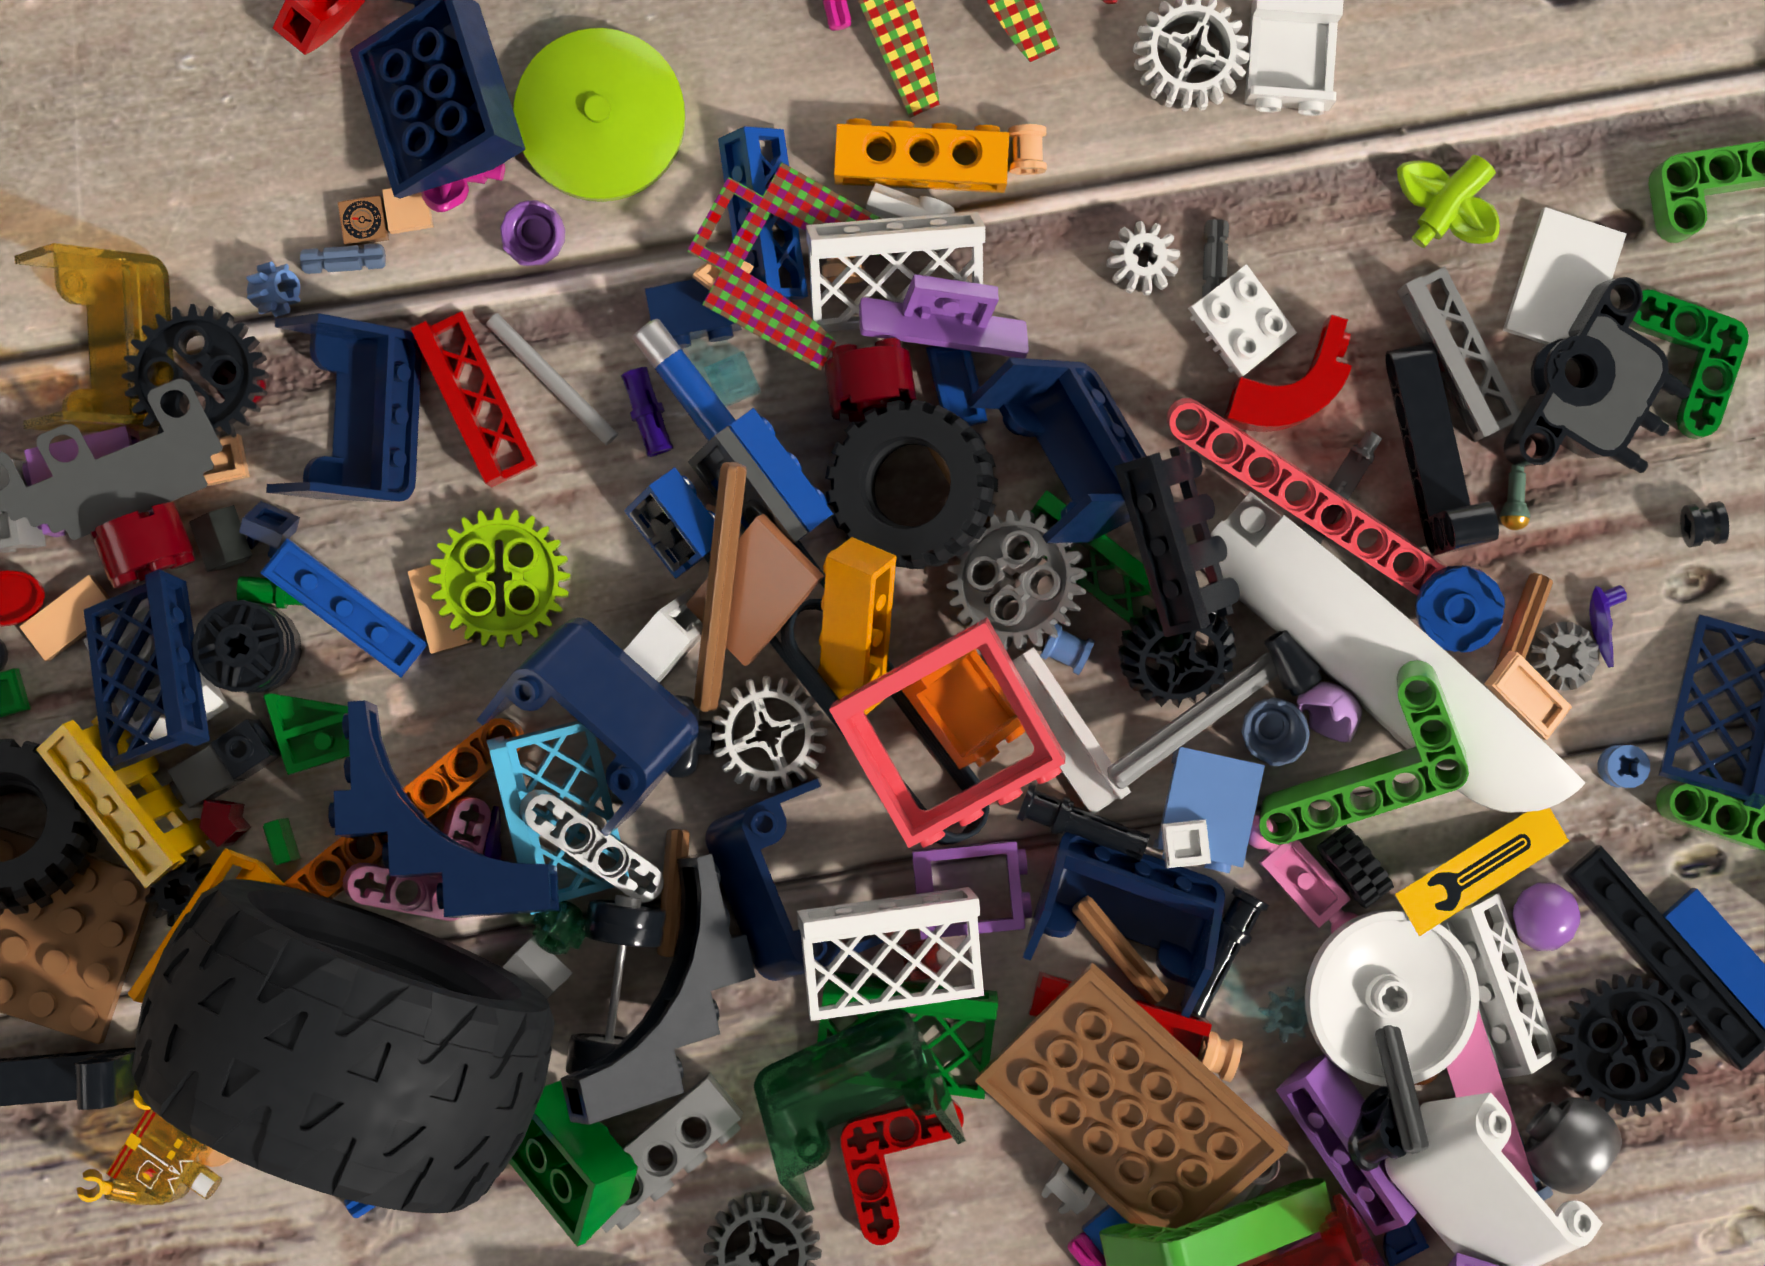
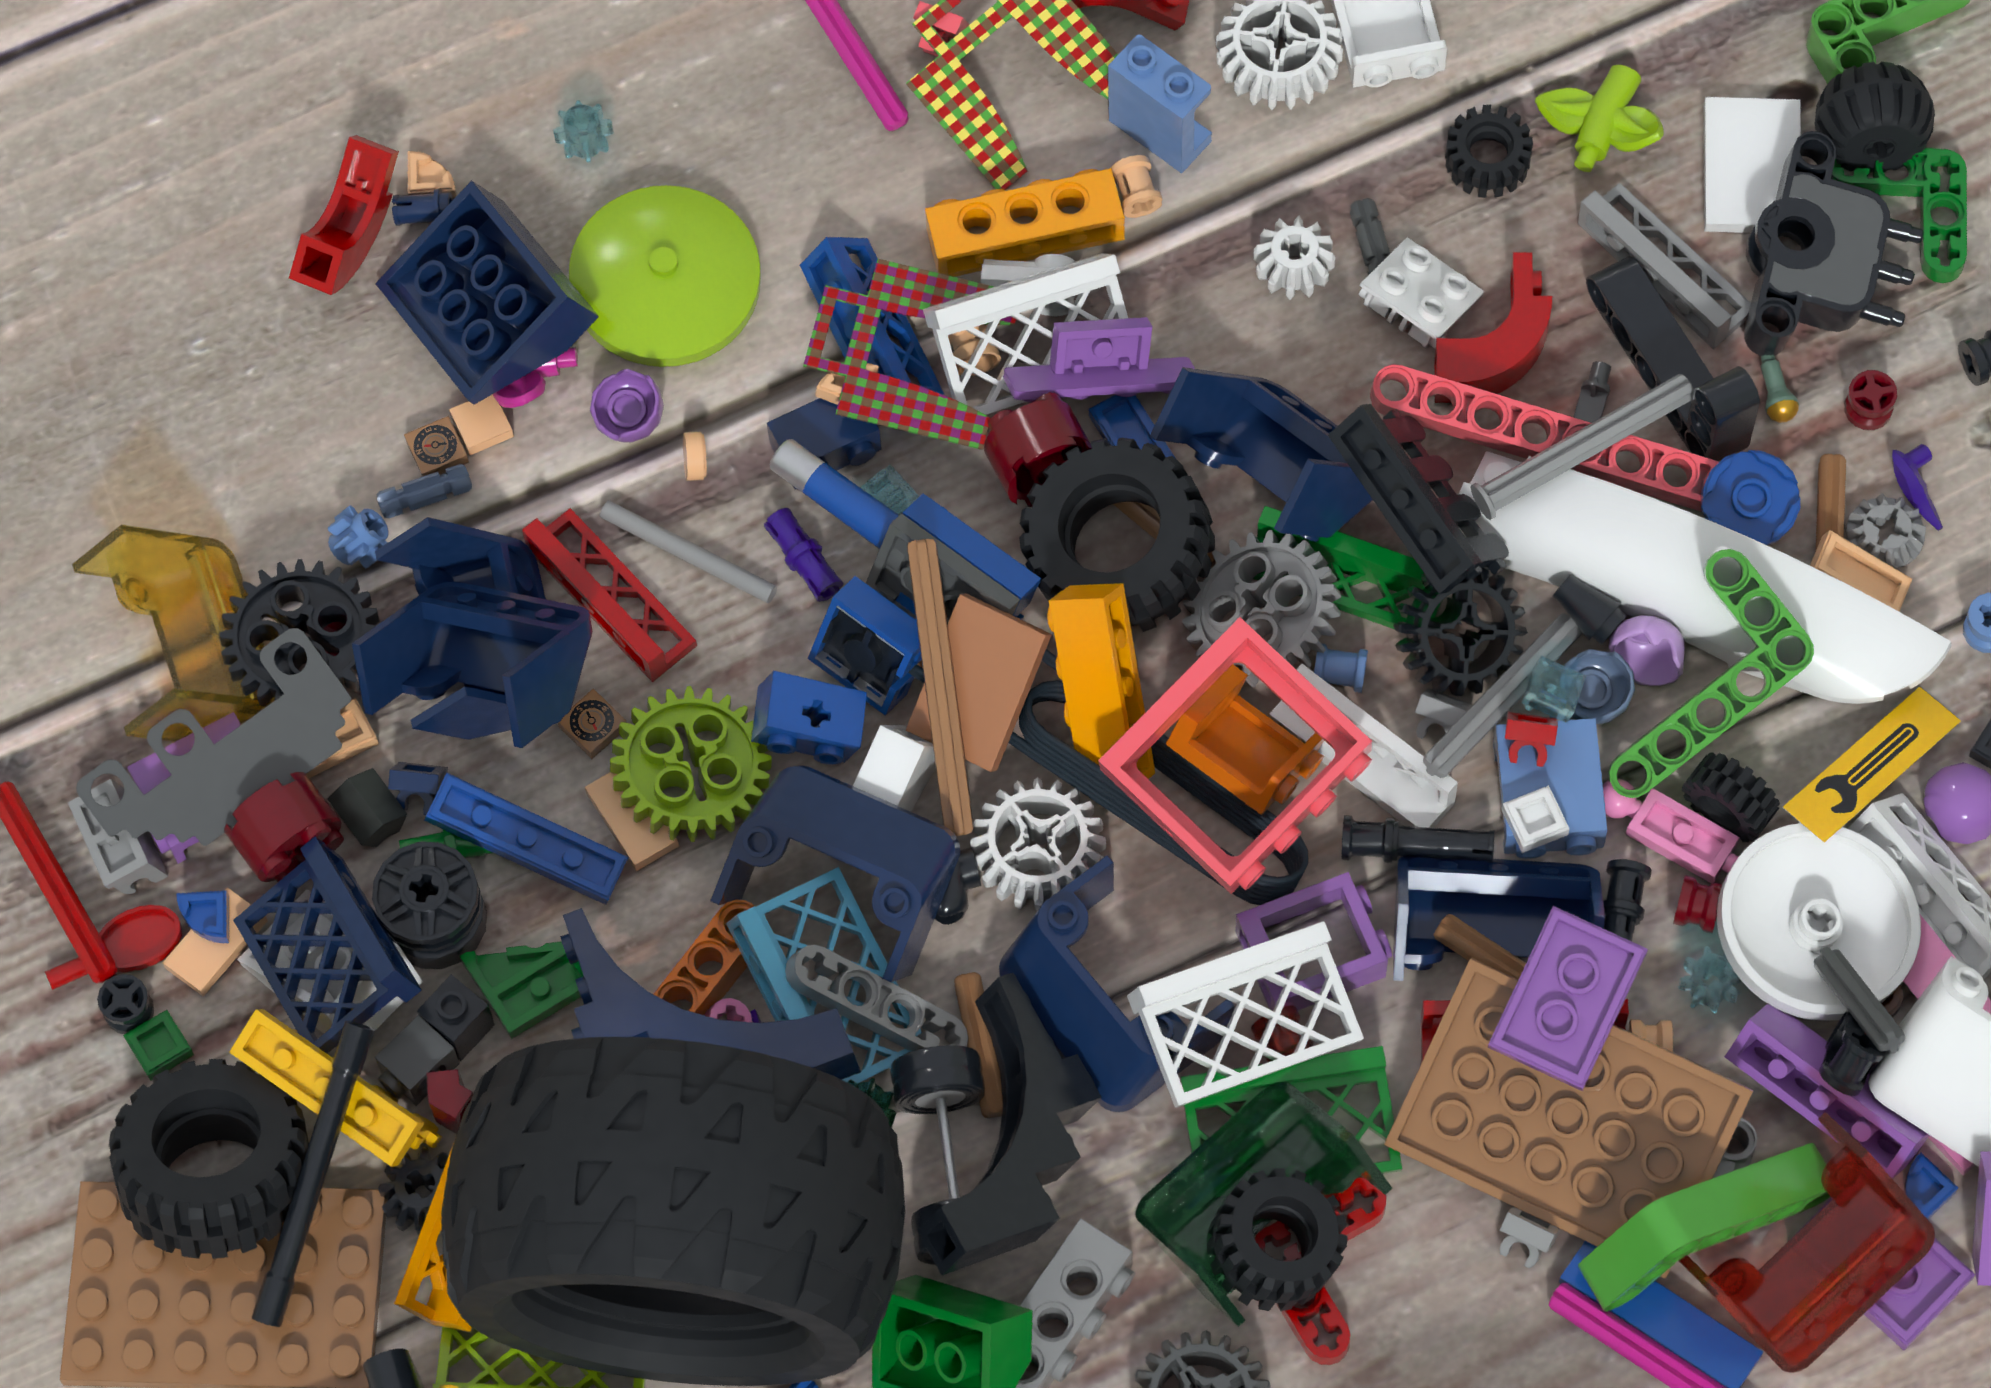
camera: 10 degrees left, 20 degrees down
(64, 597) = (206, 914): none -> blue tile
(121, 804) = (279, 1279): none -> black piece
(356, 419) = (483, 640): none -> dark blue windscreen
(430, 513) = (592, 723): none -> medium nougat tile
(578, 295) = (694, 456): none -> light nougat tile
(632, 571) = (809, 718): none -> blue brick
(888, 1170) = (1304, 1212): none -> black tyre
(1068, 82) = (1156, 102): none -> medium blue panel
(1143, 715) = (1439, 710): none -> light grey tile
(1159, 1030) = (1567, 998): none -> medium lavender tile
(1206, 769) = (1532, 731): none -> red tile
(1238, 731) = (1553, 689): none -> clear light blue tile
(1297, 946) = (1697, 904): none -> dark red wheel
(1333, 524) = (1581, 445): none -> light grey axle
(1353, 181) = (1488, 175): none -> black tyre
(1602, 534) = (1875, 389): none -> dark red wheel
(1686, 273) = (1875, 116): none -> black wheel

